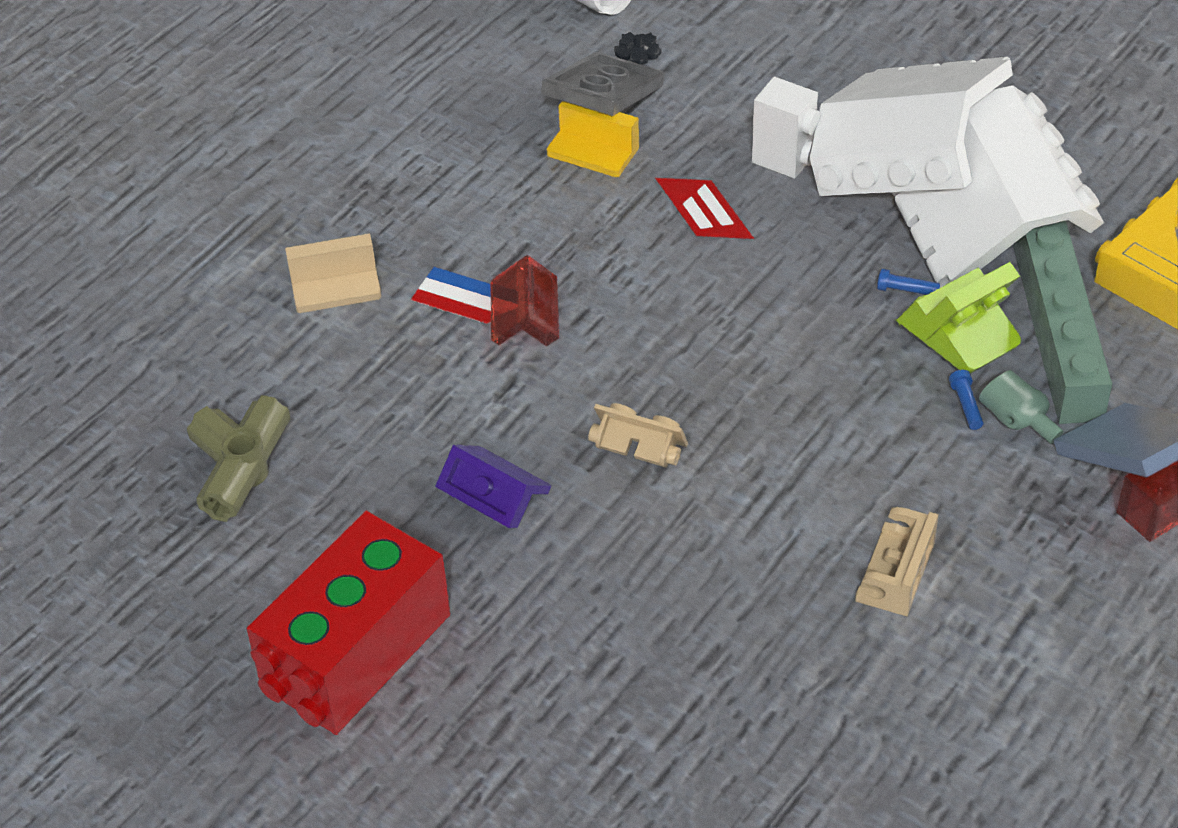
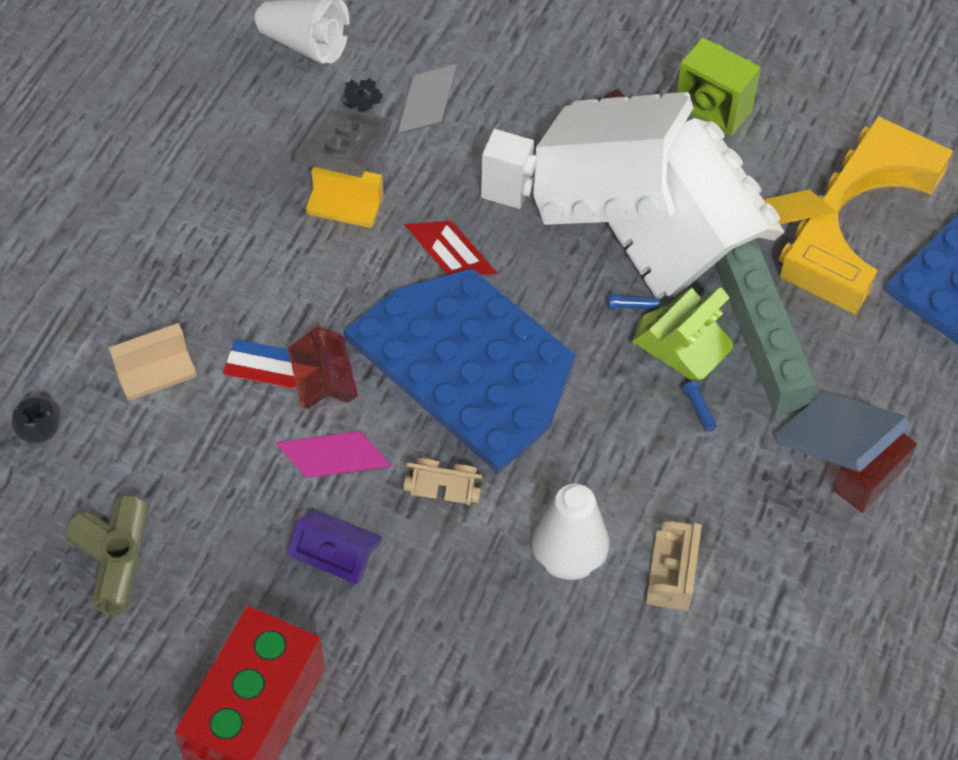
camera: 15 degrees left, 10 degrees up
(187, 313) = (35, 419): none -> black piece
(517, 395) = (333, 454): none -> dark pink sticker
(698, 321) = (468, 361): none -> blue plate
(712, 60) = (427, 98): none -> light grey sticker
(777, 503) = (571, 534): none -> white cone
(1019, 405) = (744, 407): sand green piece -> none
(1058, 69) = (719, 85): none -> lime brick
(1129, 204) = (799, 206): none -> yellow sticker

